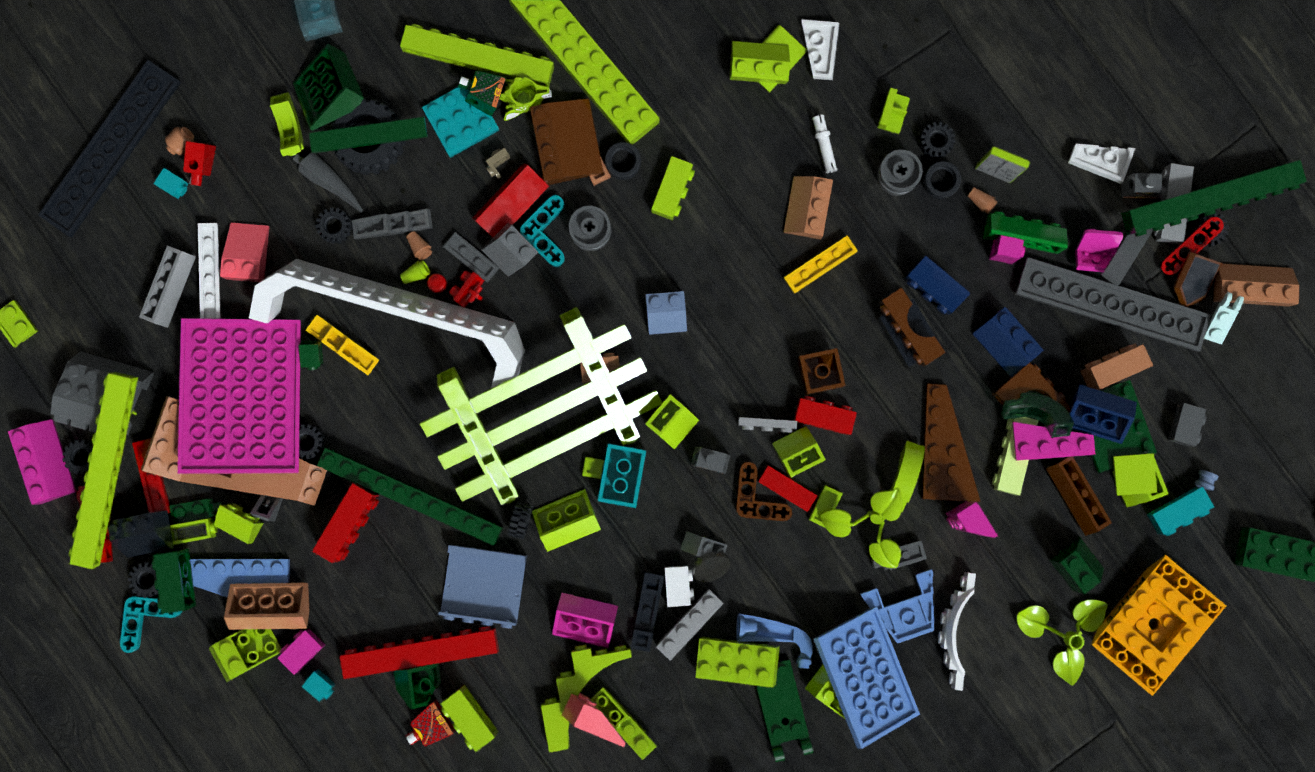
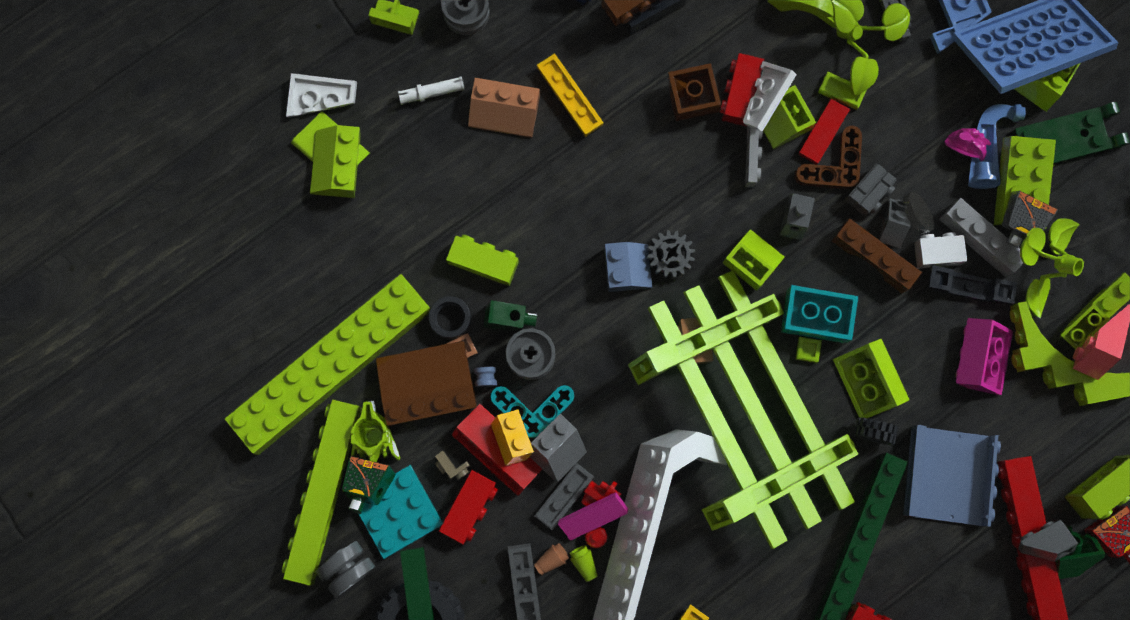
camera: 95 degrees left, 5 degrees down
(413, 74) = (345, 569): none -> dark grey wheel
(421, 660) = (1050, 543): none -> dark grey slope
(452, 279) = (593, 516): none -> dark pink tile
(462, 177) = (469, 507): none -> red brick
(517, 210) = (512, 437): none -> yellow brick
(571, 190) = (485, 377): none -> sand blue wheel
(623, 200) = (498, 316): none -> dark green torso
(671, 655) = (1031, 247): none -> lime plant
(673, 529) = (892, 266): none -> reddish brown arch
(684, 339) = (677, 259): none -> dark grey gear
(702, 656) = (1024, 214): none -> torso
(733, 527) = (871, 189): none -> dark grey brick
(775, 615) = (968, 142): none -> dark pink hat
(817, 436) = (770, 91): none -> white wing

